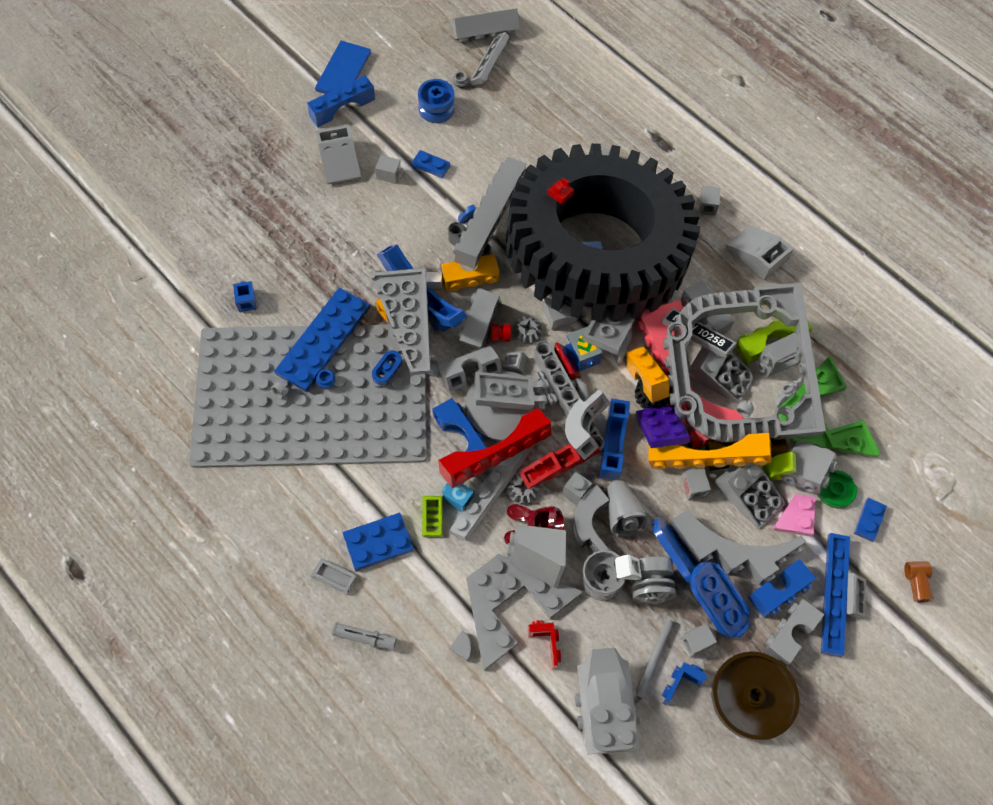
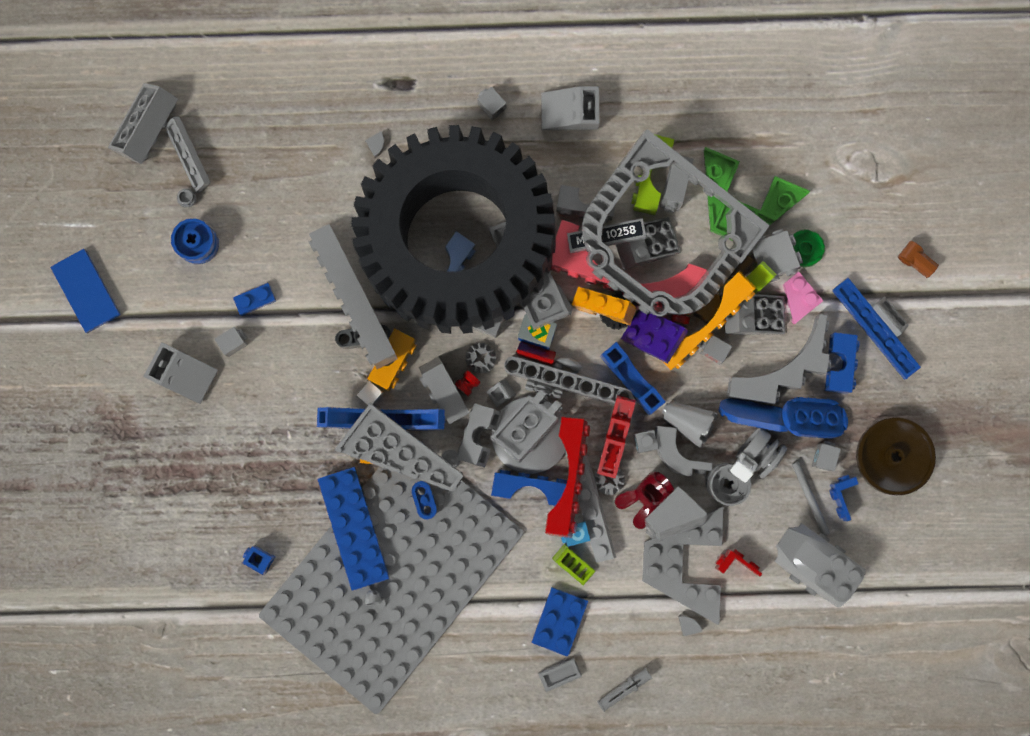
camera: 45 degrees left, 20 degrees up
(324, 107) = (125, 304): blue arch -> none
(325, 378) = (392, 555): blue plate -> none
(467, 215) = (334, 312): blue tile -> none
(561, 191) = (403, 241): red tile -> none
(580, 420) = (604, 401): light grey arch -> none
(745, 409) = (703, 270): light grey hinge -> none
(788, 391) = (719, 224): light grey piece -> none
(802, 617) = (870, 371): light grey arch -> none
(870, 519) = (847, 247): blue plate -> none

